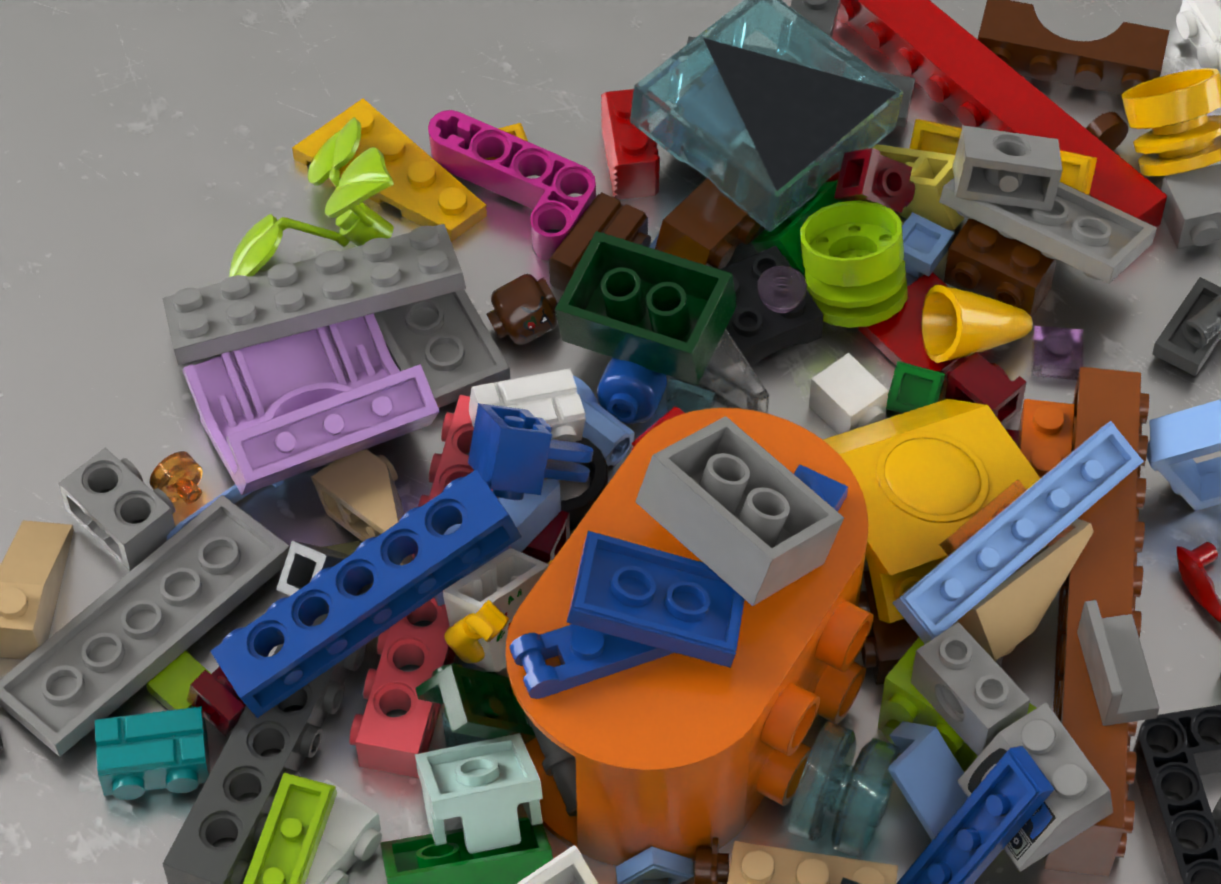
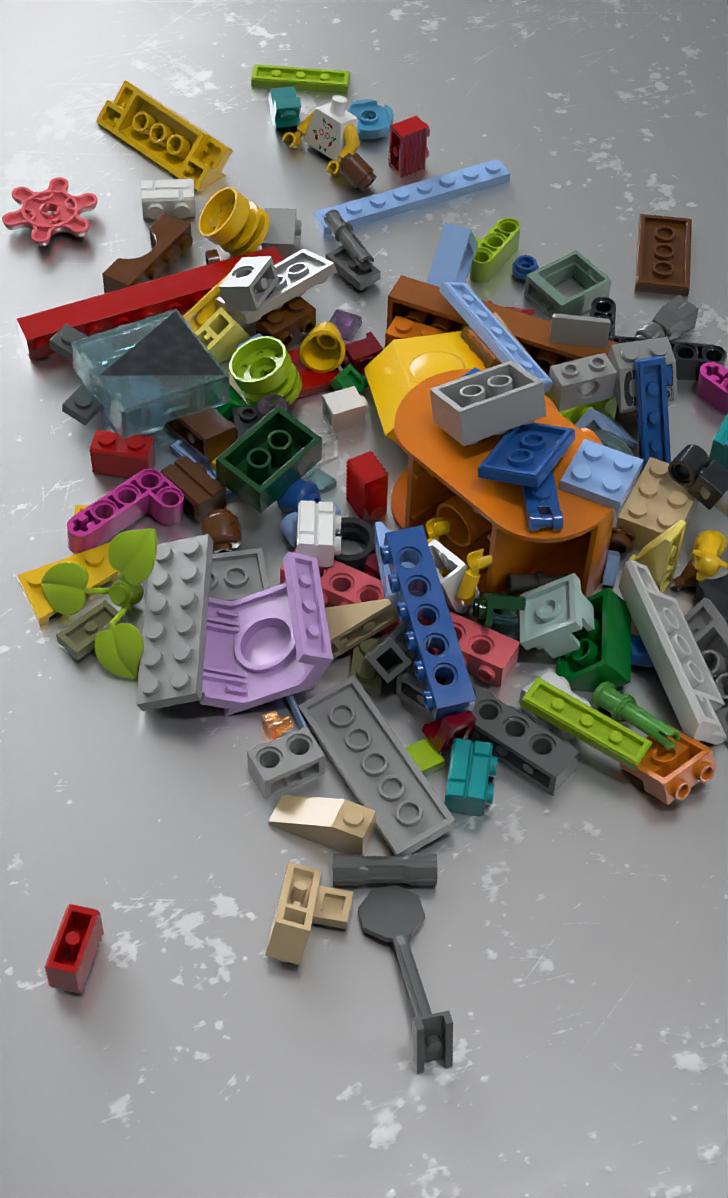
camera: 75 degrees left, 5 degrees down
(283, 199) = (81, 634): none -> olive plate
(517, 452) = (360, 528): blue brick -> none
(676, 730) = (601, 474): none -> light blue plate
(876, 179) = (222, 344): dark red brick -> none

